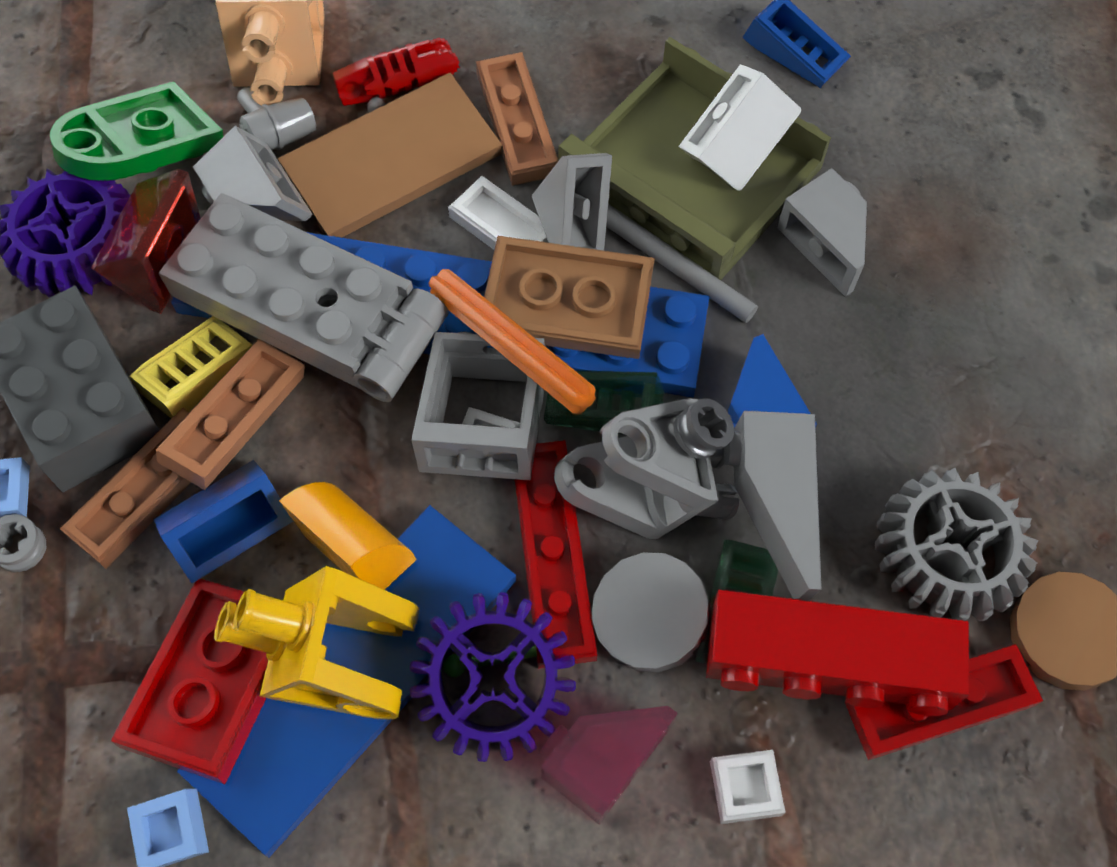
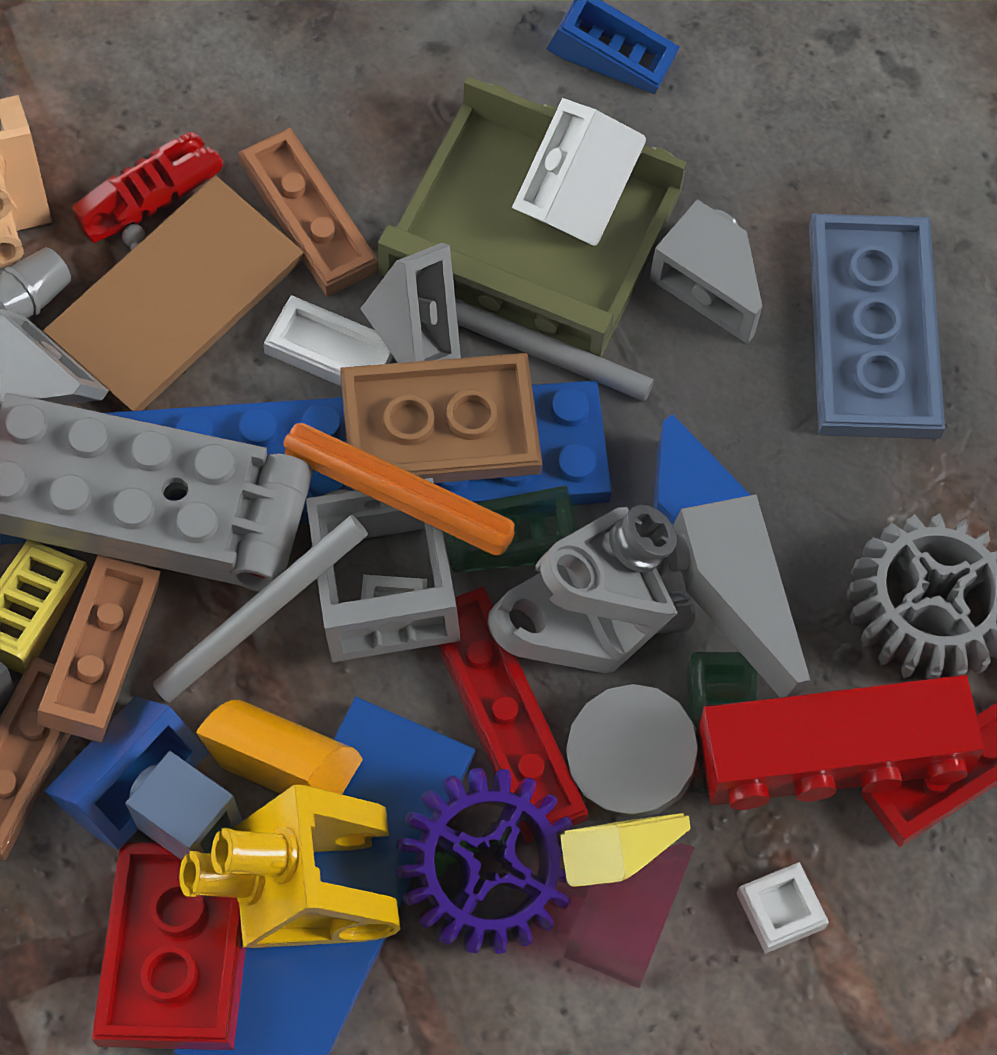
camera: 20 degrees left, 0 degrees up
(244, 559) = (180, 806): none -> sand blue brick
(370, 411) = (260, 608): none -> light grey bar
(608, 696) = (618, 848): none -> light yellow slope
(959, 308) = (875, 327): none -> sand blue tile

